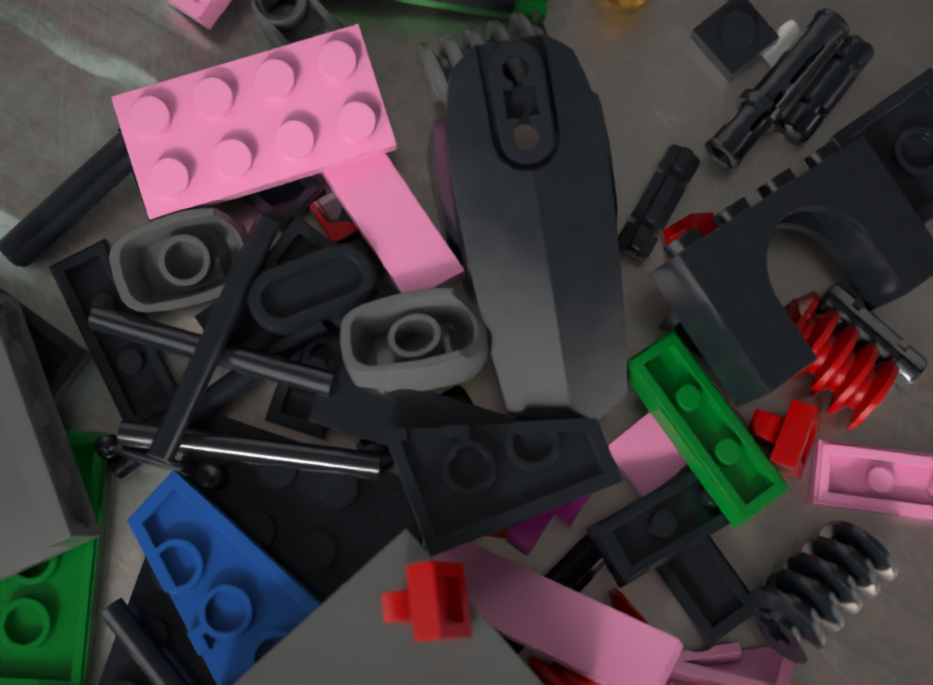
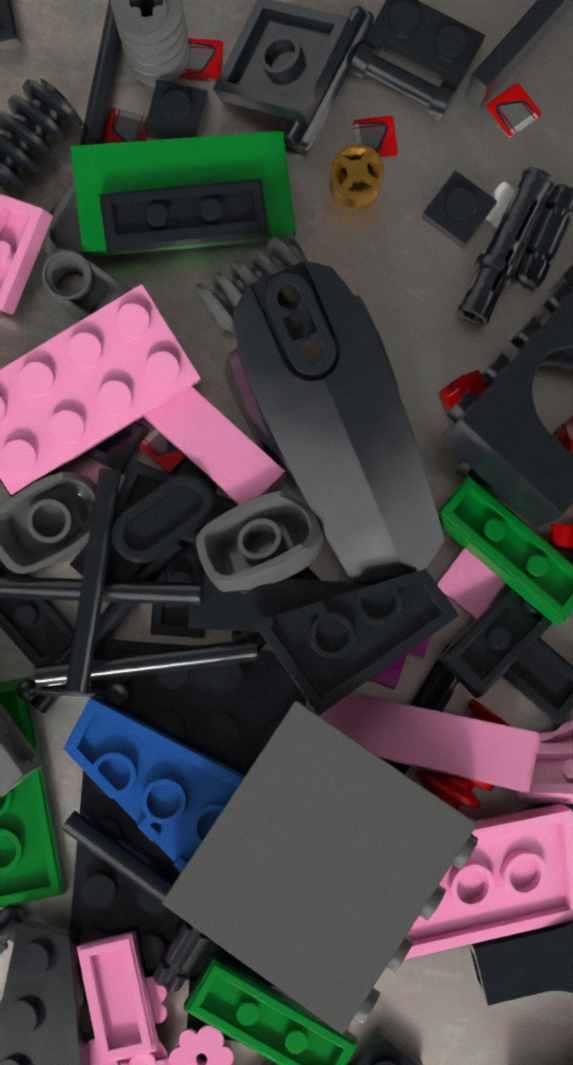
camera: 15 degrees left, 5 degrees up
(432, 603) = (335, 757): red tile -> none
(658, 201) = (429, 368): black axle -> none

